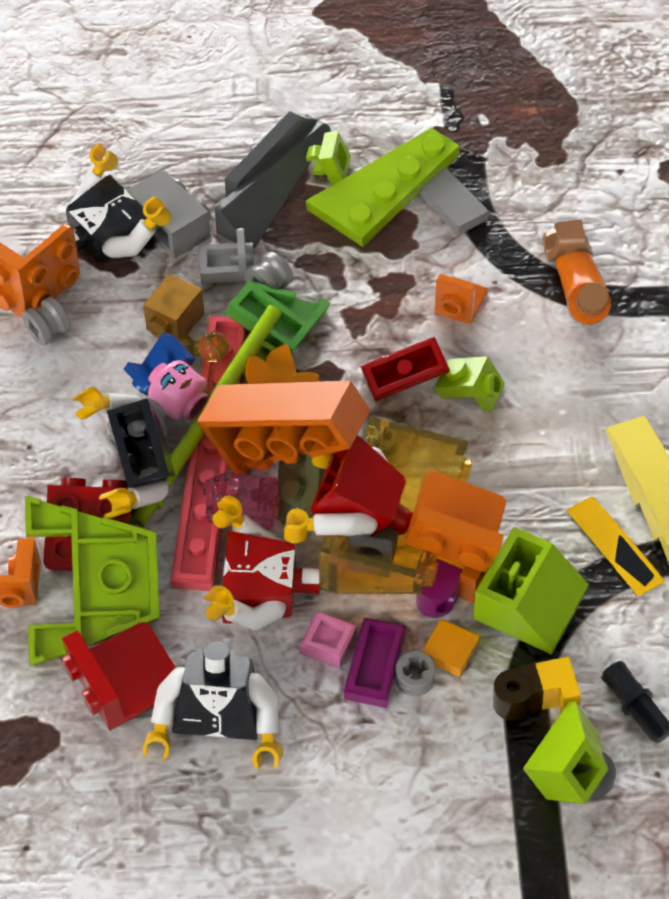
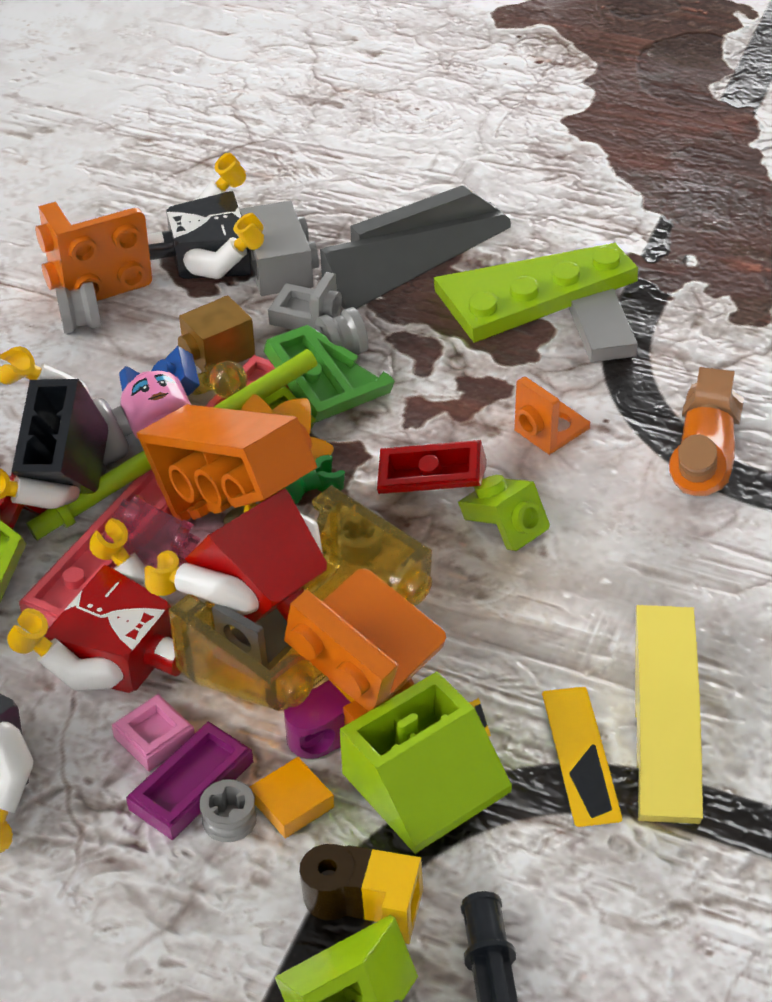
camera: 25 degrees right, 10 degrees down
(330, 158) = (488, 242): lime tile -> none

